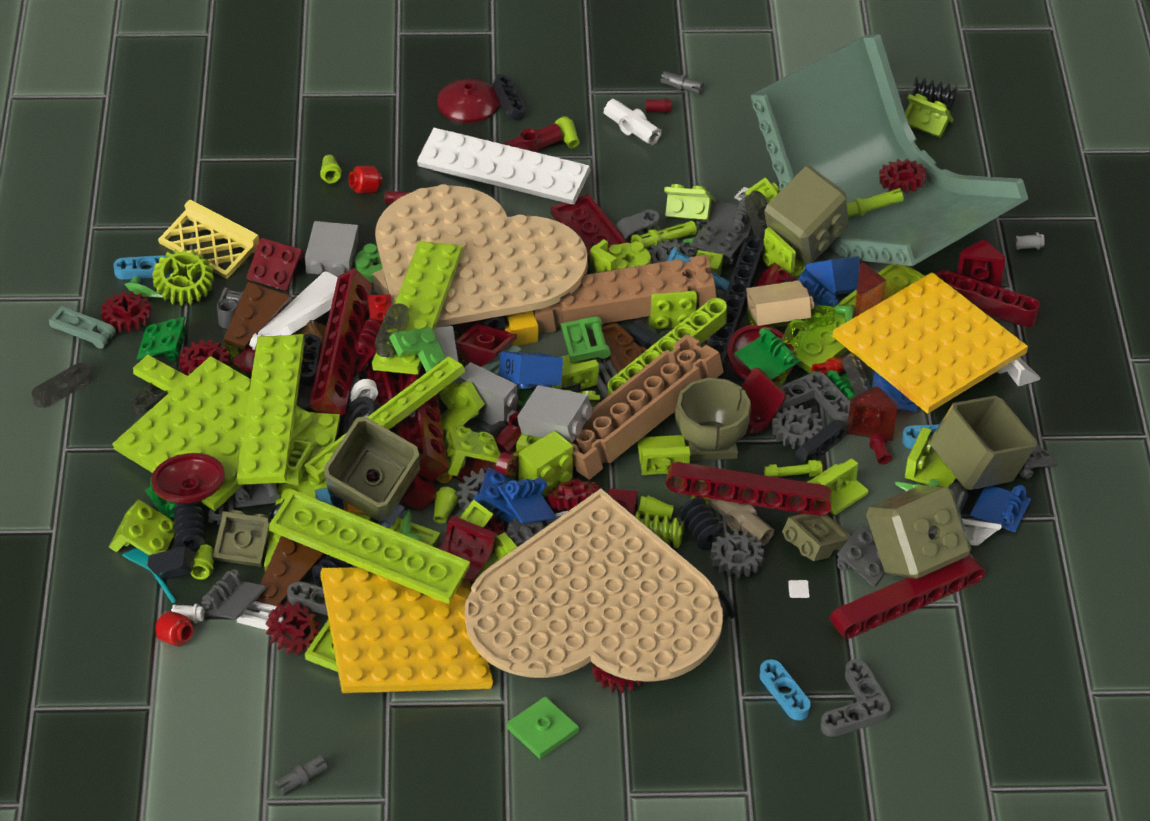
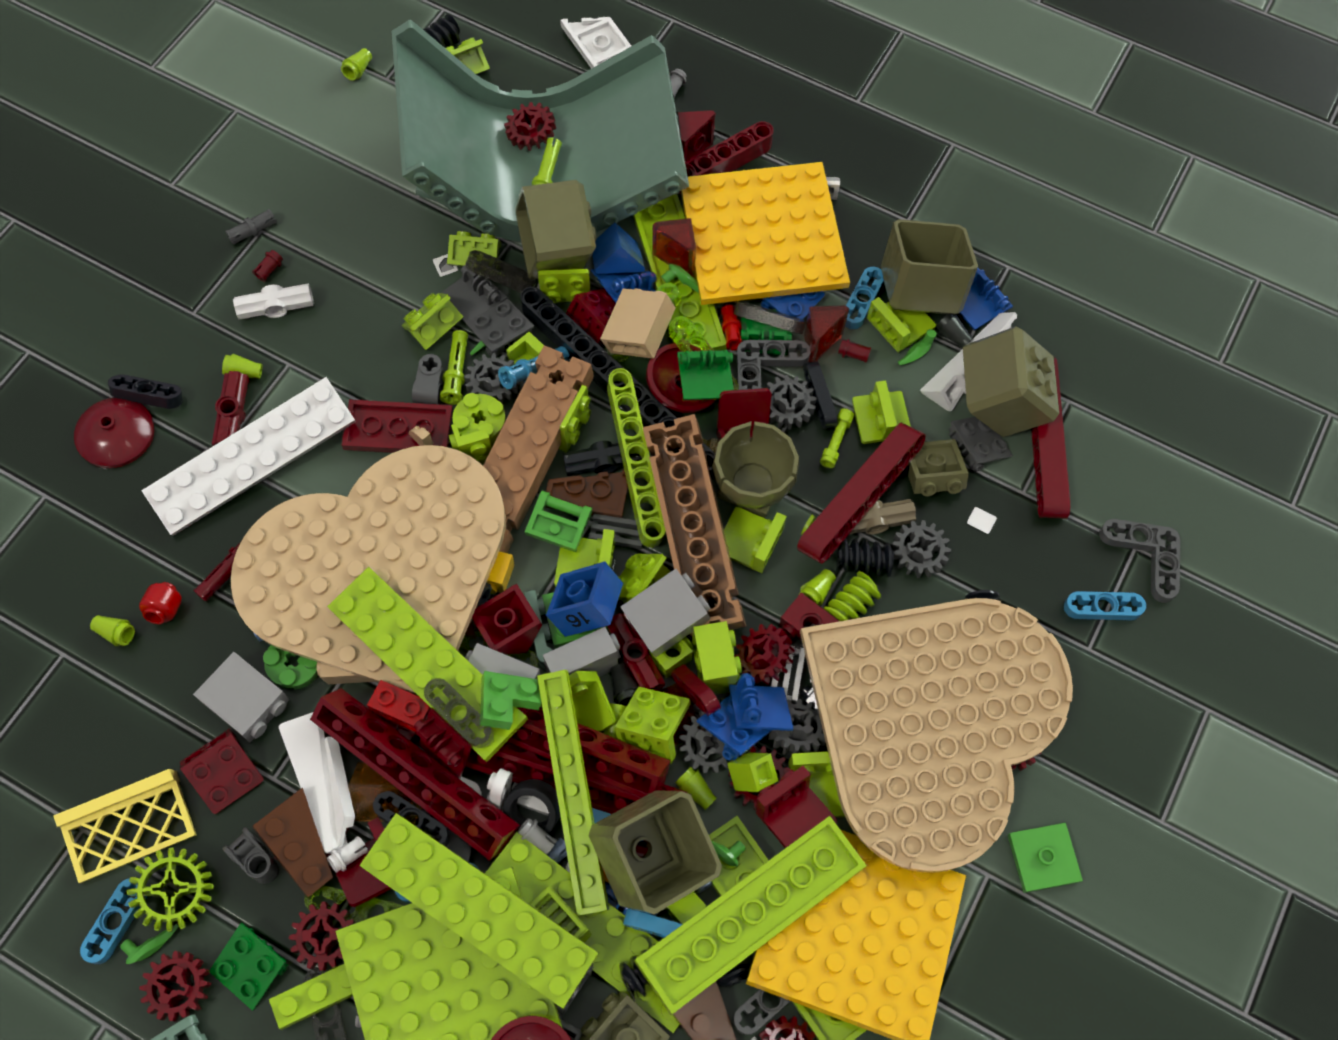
camera: 60 degrees left, 20 degrees up
(345, 421) = (536, 835): none -> light grey pin
(589, 239) = (421, 436): none -> tan tile
(1035, 178) = (596, 39): none -> white wing

